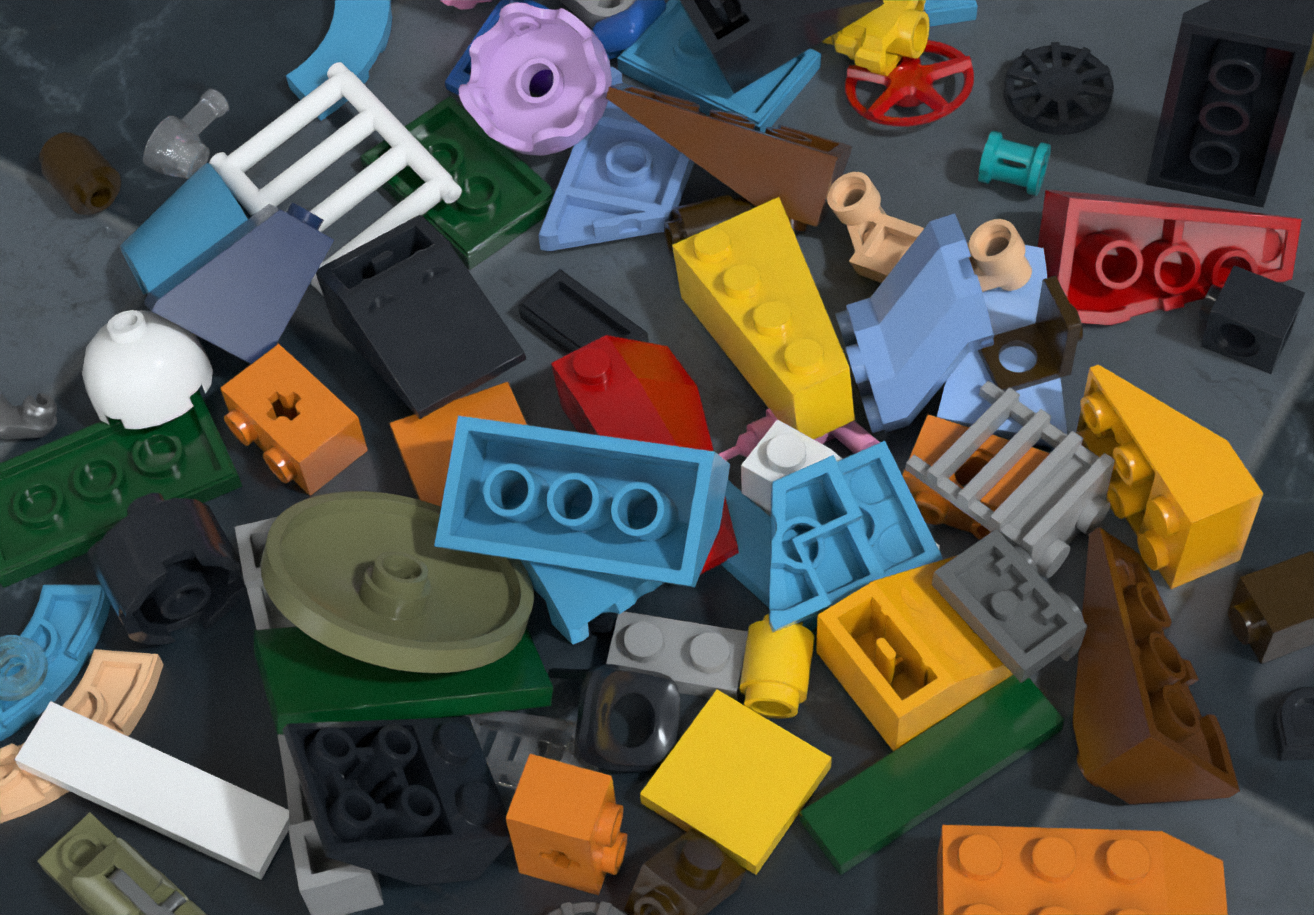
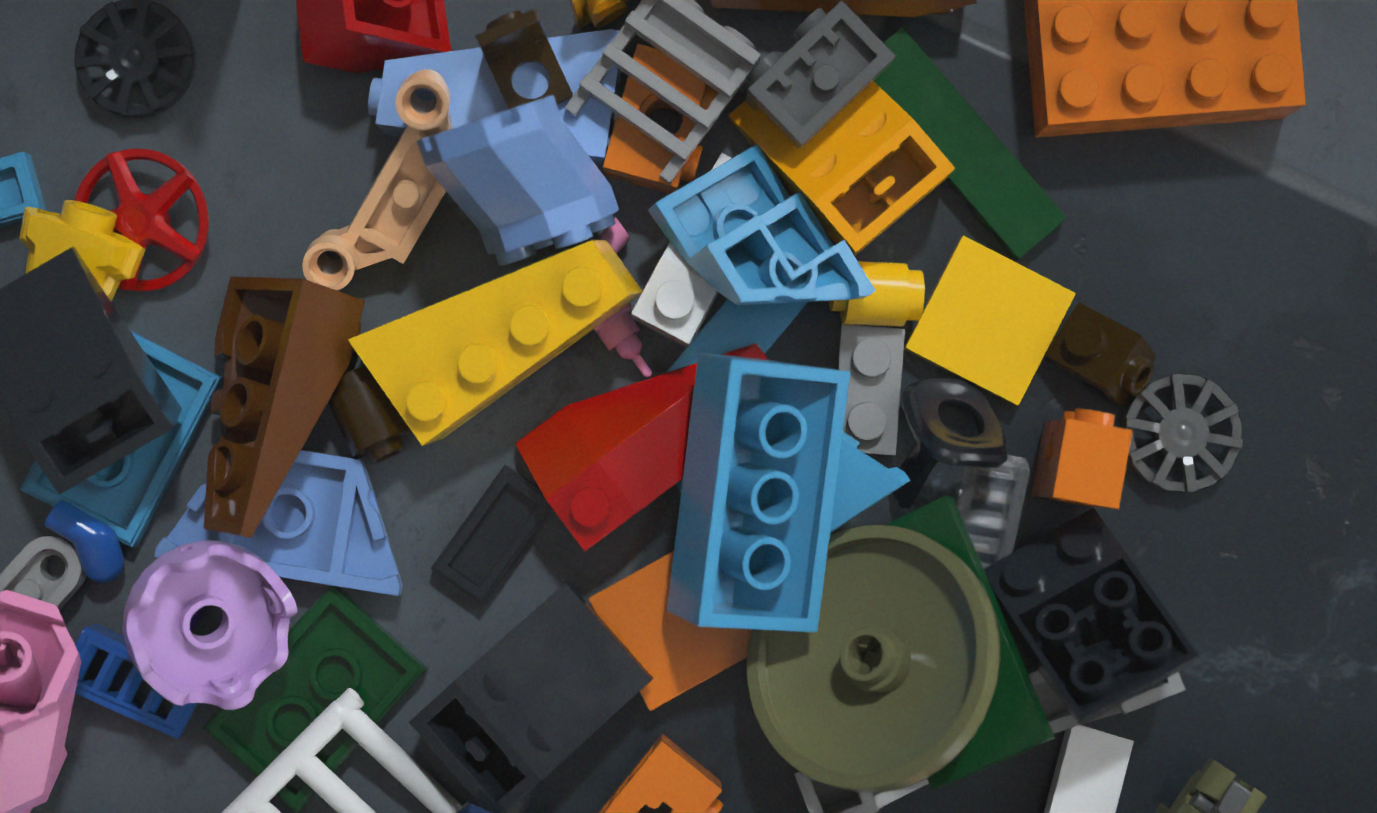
camera: 105 degrees left, 30 degrees up
(995, 168) = (251, 99): teal bush -> none

